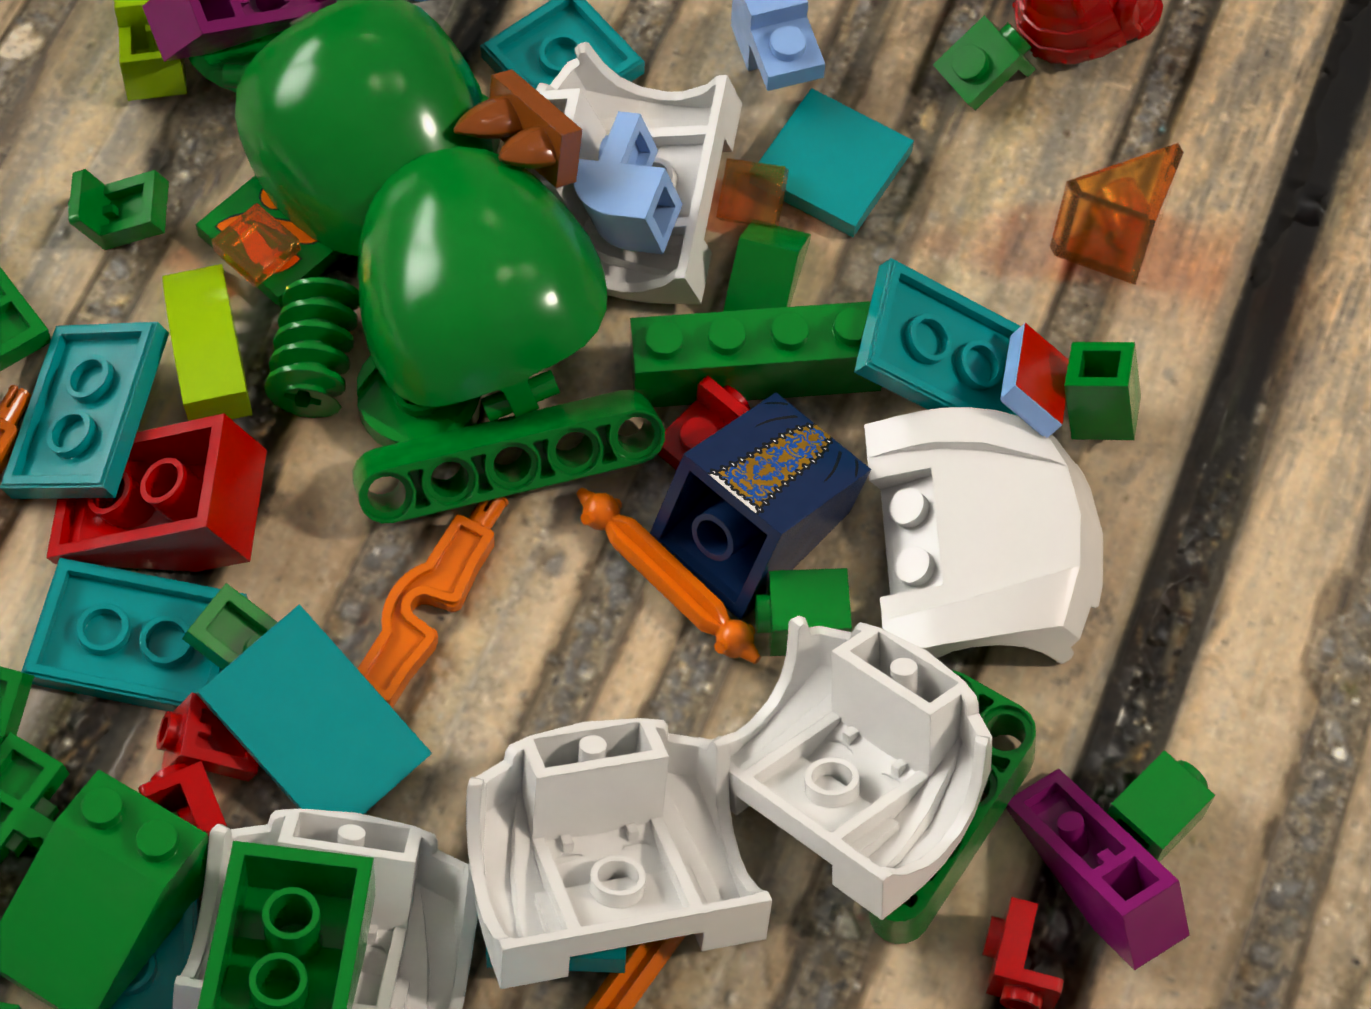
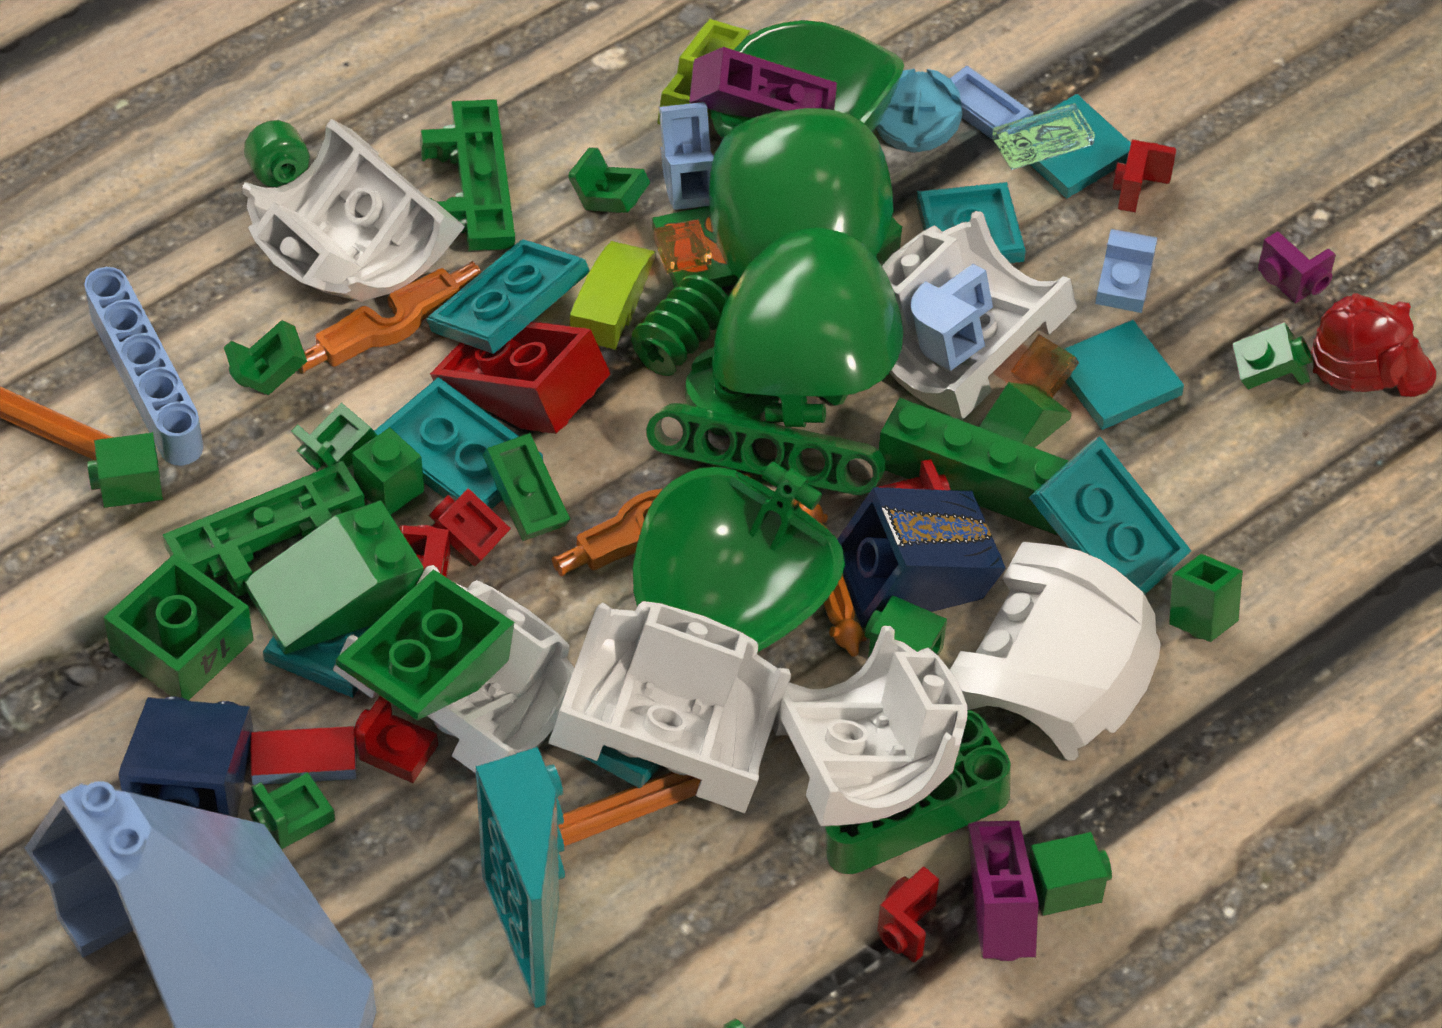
camera: 30 degrees right, 10 degrees down
(75, 717) = (388, 470): none -> green brick
(194, 130) = (686, 154): none -> light blue brick
(313, 719) = (536, 542): teal tile -> none
(529, 125) = (898, 244): dark orange tile -> none
(570, 615) = (738, 551): none -> green piece
(1035, 381) = (1153, 564): tile -> none
(1115, 213) = (1296, 490): clear orange slope -> none

